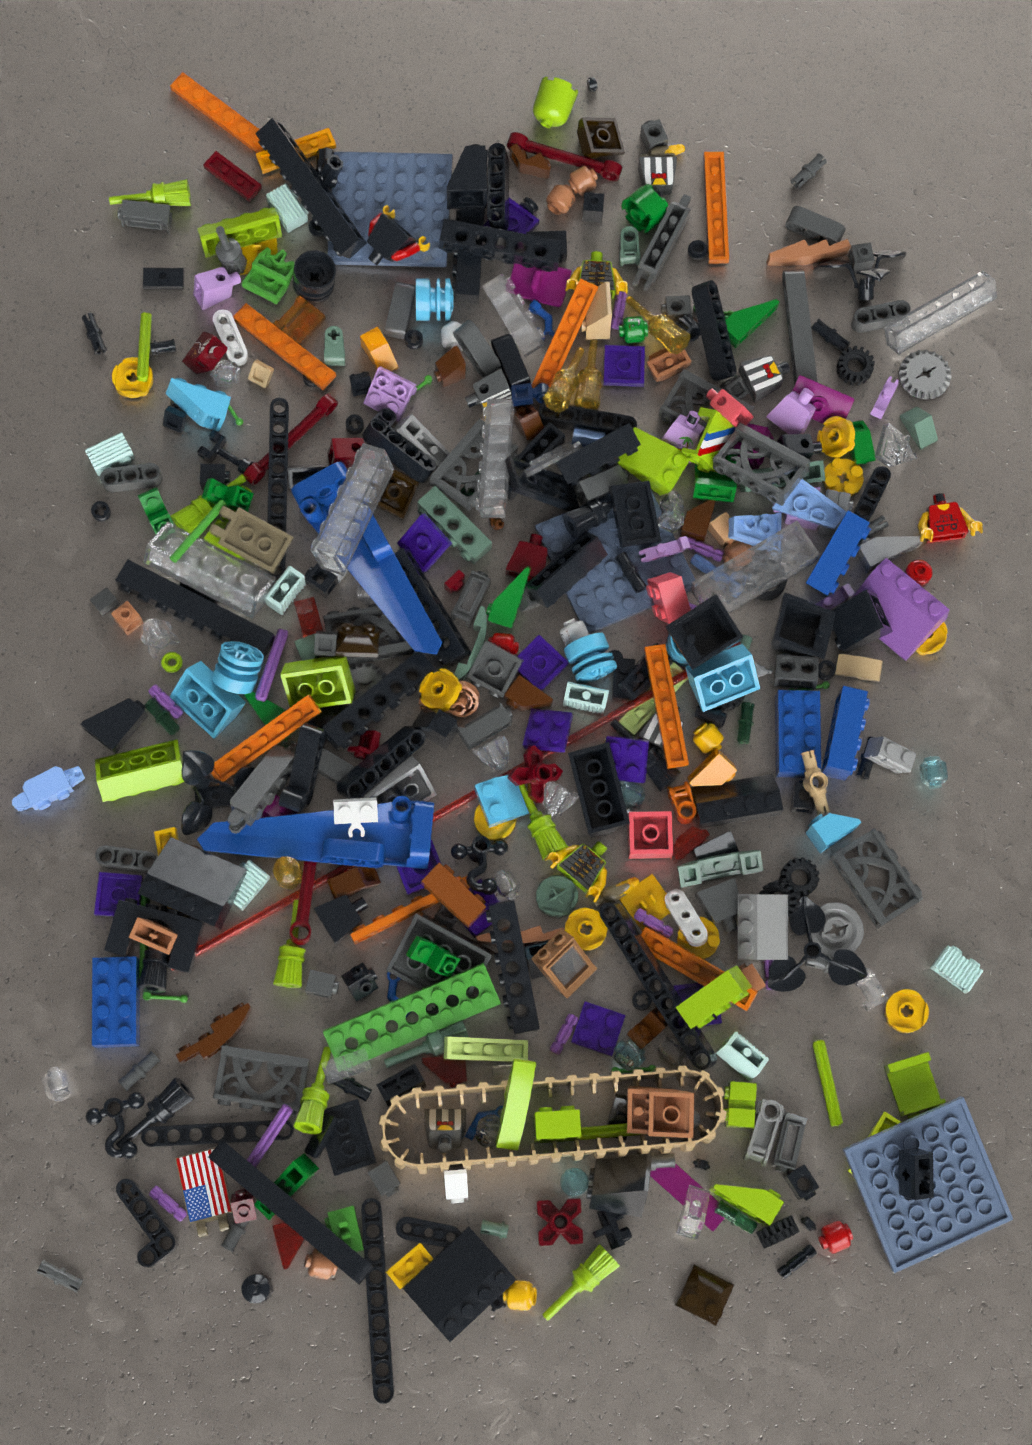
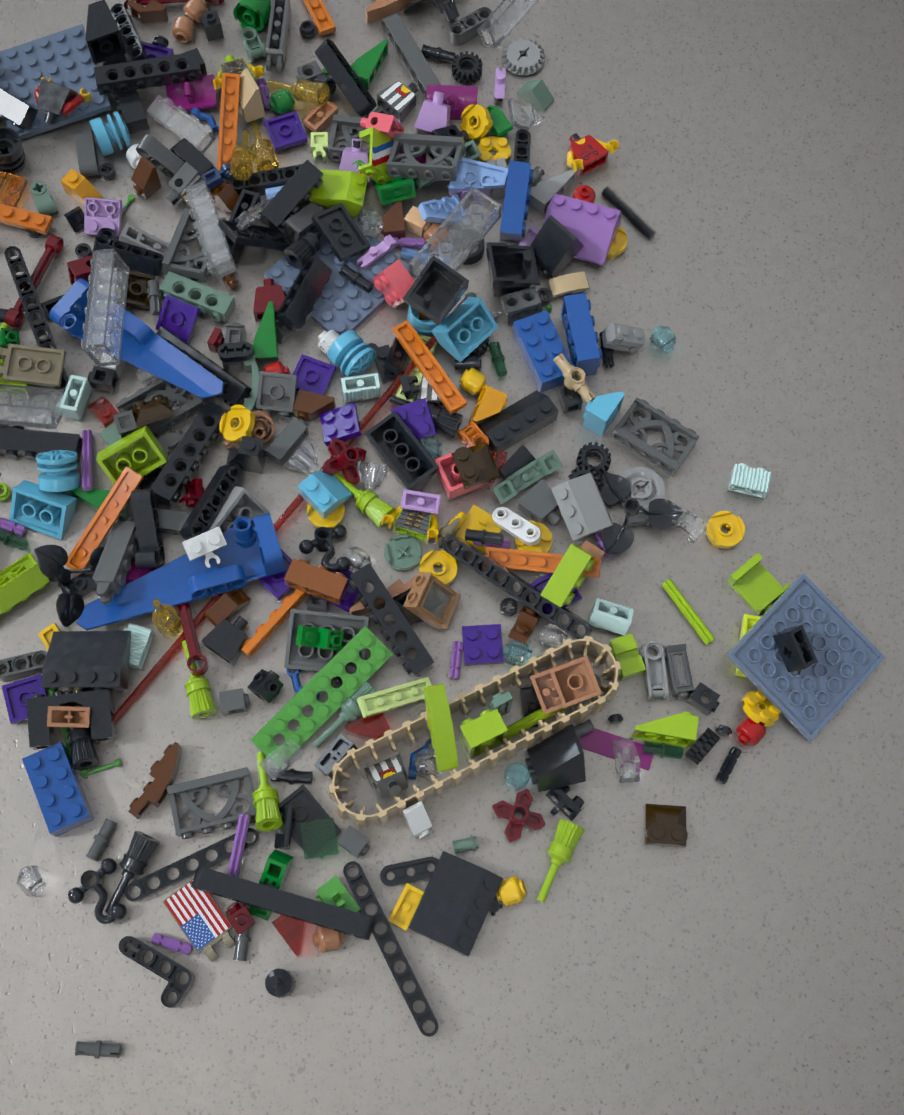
camera: 20 degrees left, 5 degrees down
(351, 1161) = (319, 838): none -> clear green piece
(408, 509) = (154, 297): none -> dark grey axle
(468, 612) = (235, 352): none -> black beam
(587, 1103) = (502, 702): none -> sand green plate
(596, 852) = (420, 501): none -> lavender slope
(634, 717) = (408, 389): none -> black tile
(646, 916) = (484, 536): none -> black axle
(654, 394) = (319, 144): none -> yellowish green plate
(669, 836) = (475, 465): none -> dark brown slope
(859, 1228) = (760, 708): none -> yellow plate
(961, 609) = (620, 205): none -> black axle

